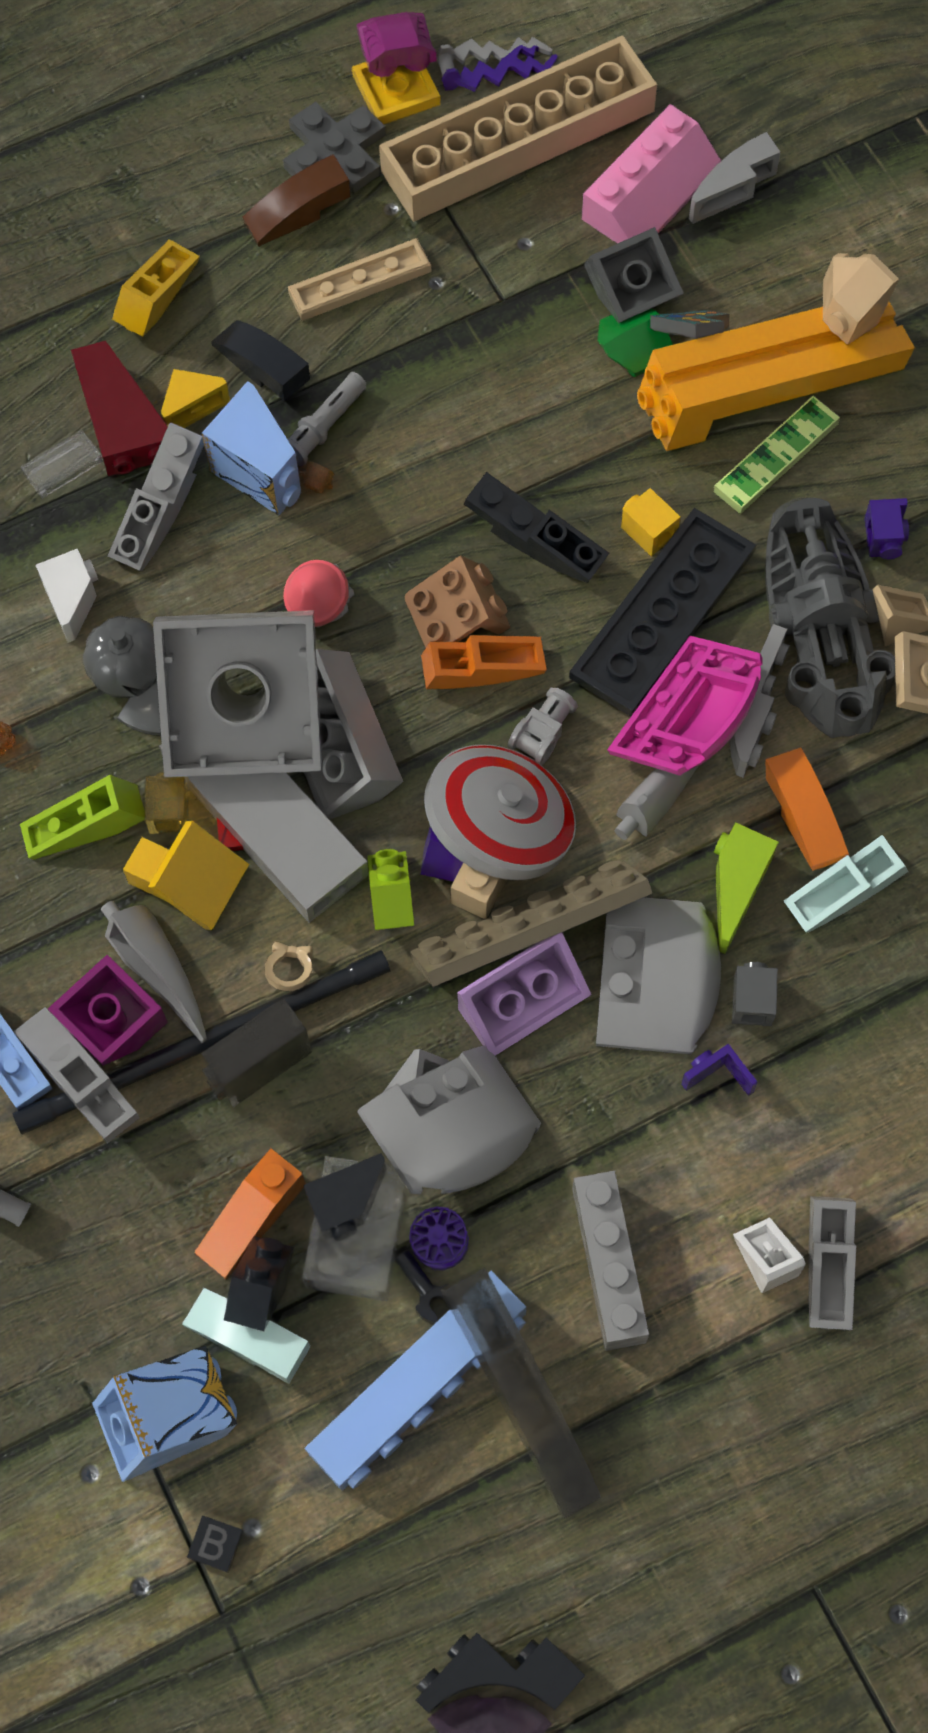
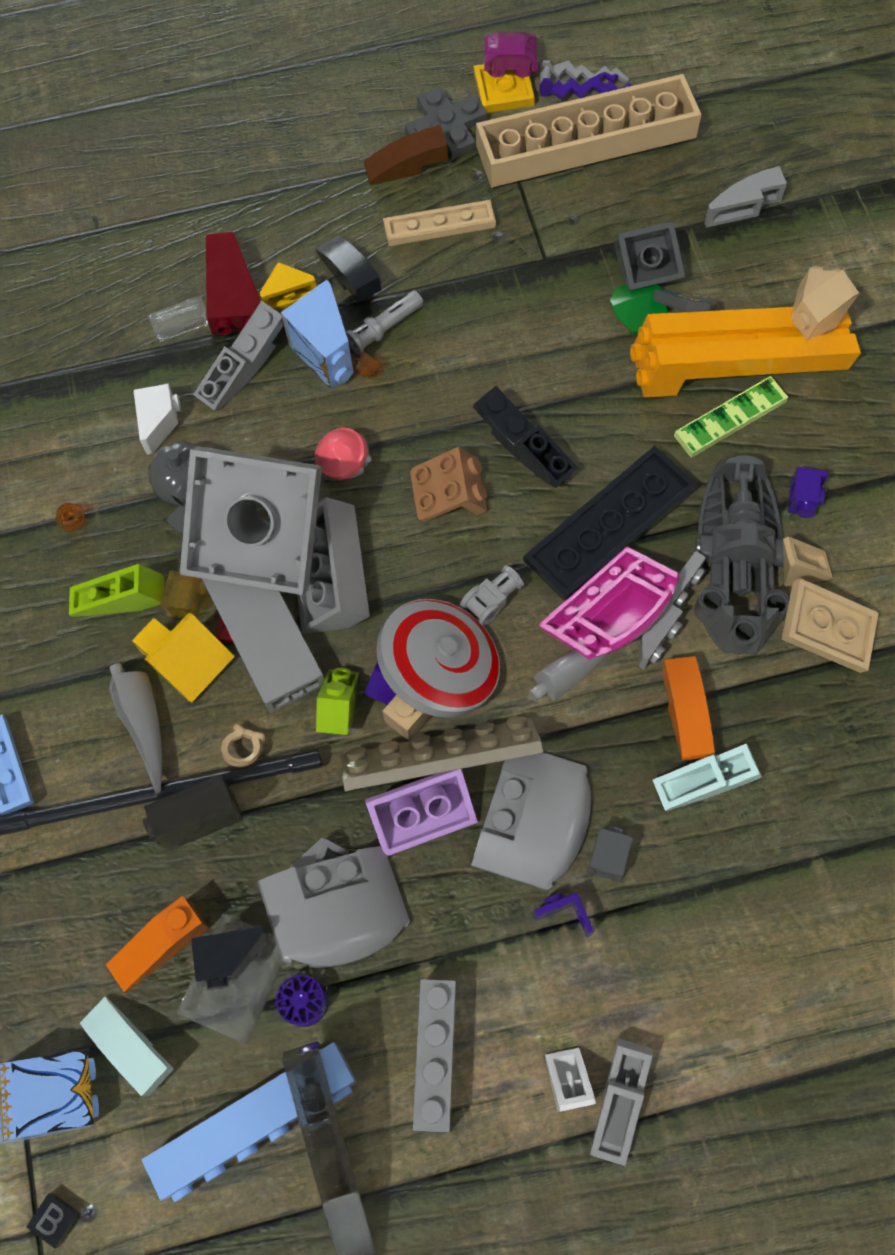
camera: 15 degrees right, 0 degrees up
(76, 1074) = (50, 798): light grey slope -> none
(108, 1012) = (88, 754): magenta slope -> none
(153, 287) = (281, 200): yellow slope -> none
(258, 1283) = (141, 1008): black brick -> none
(427, 1291) = (279, 1037): black bar -> none
(482, 661) = (457, 533): orange slope -> none
(649, 521) = (616, 449): yellow brick -> none
(650, 178) = (680, 185): bright pink slope -> none
(739, 872) = (623, 746): lime slope -> none

